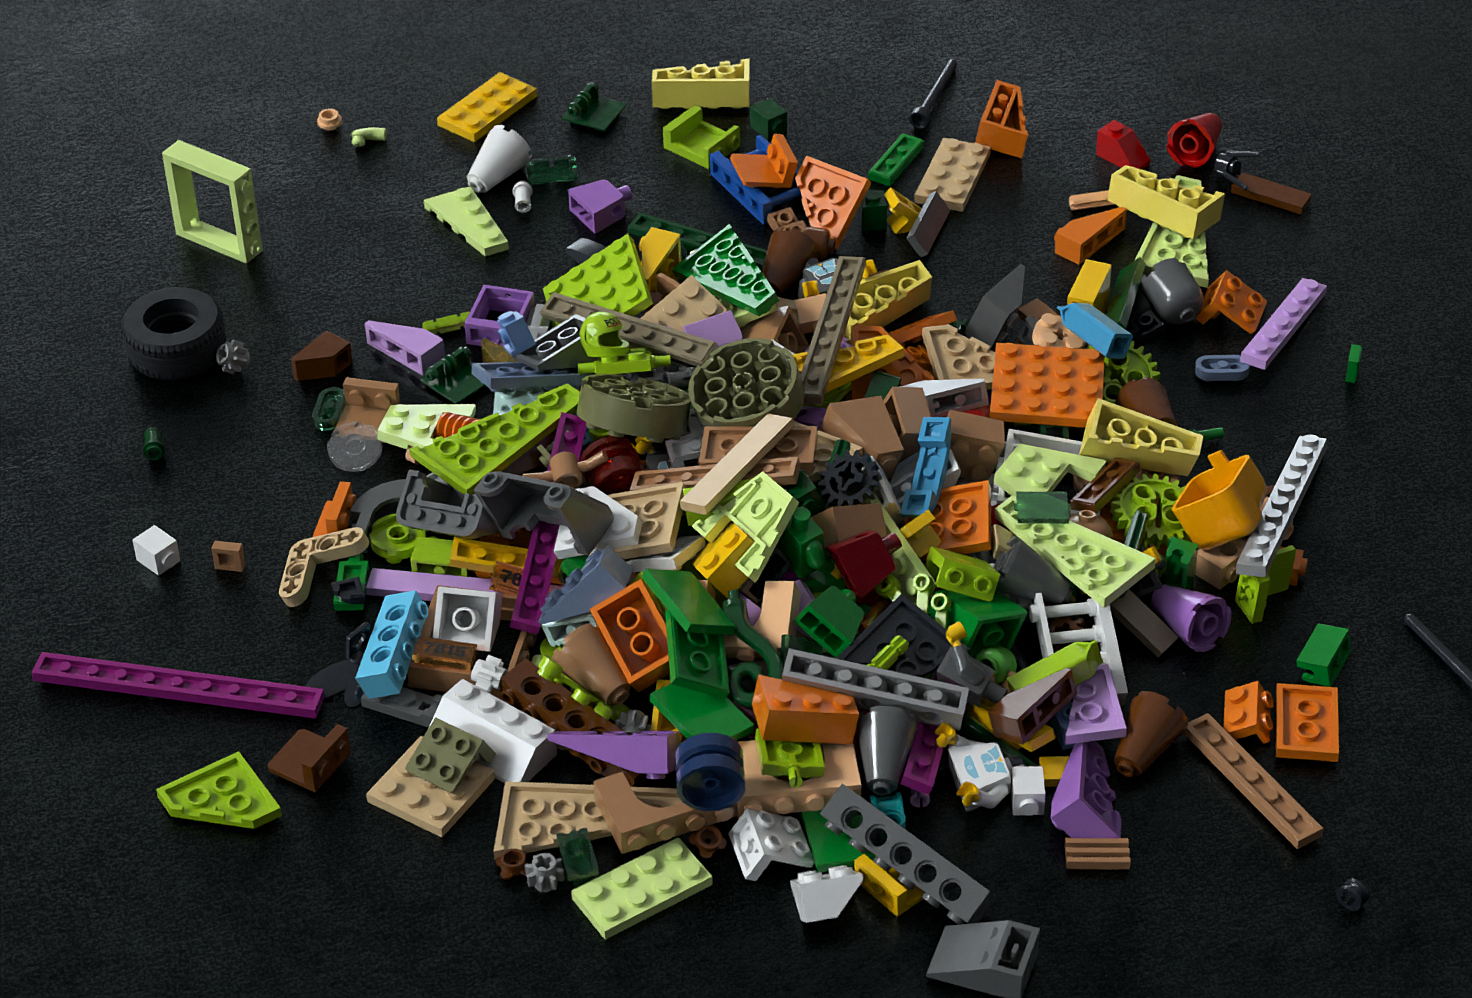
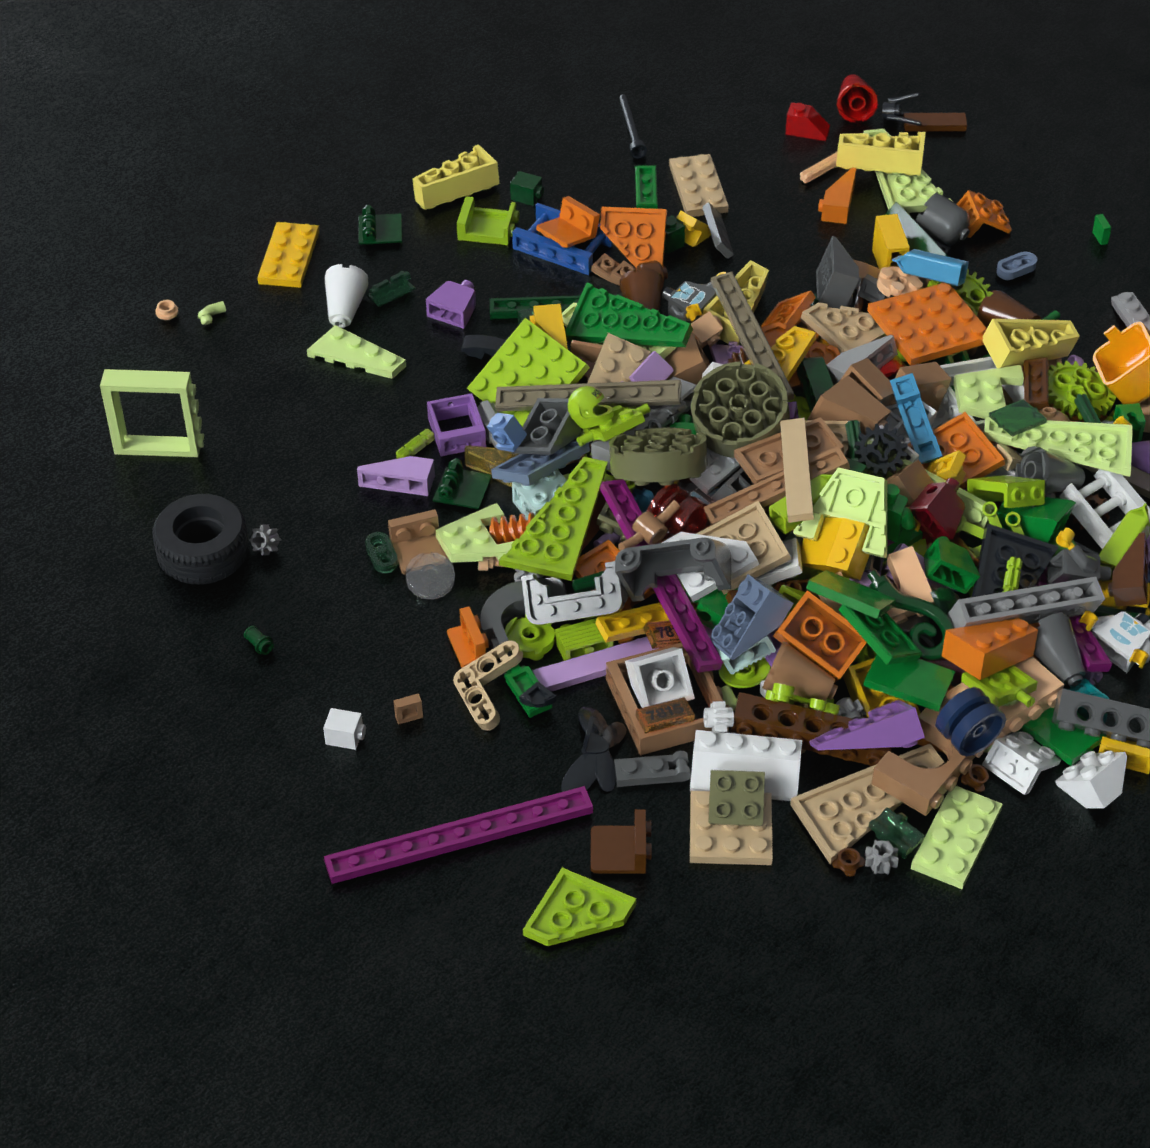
camera: 30 degrees left, 5 degrees up
(322, 358) = (340, 511): reddish brown slope -> none
(392, 644) = (618, 725): medium azure brick -> none
(522, 193) = (382, 315): white pin -> none
(1003, 121) = (706, 131): orange wedge -> none
(1283, 323) = (1031, 217): lavender plate -> none

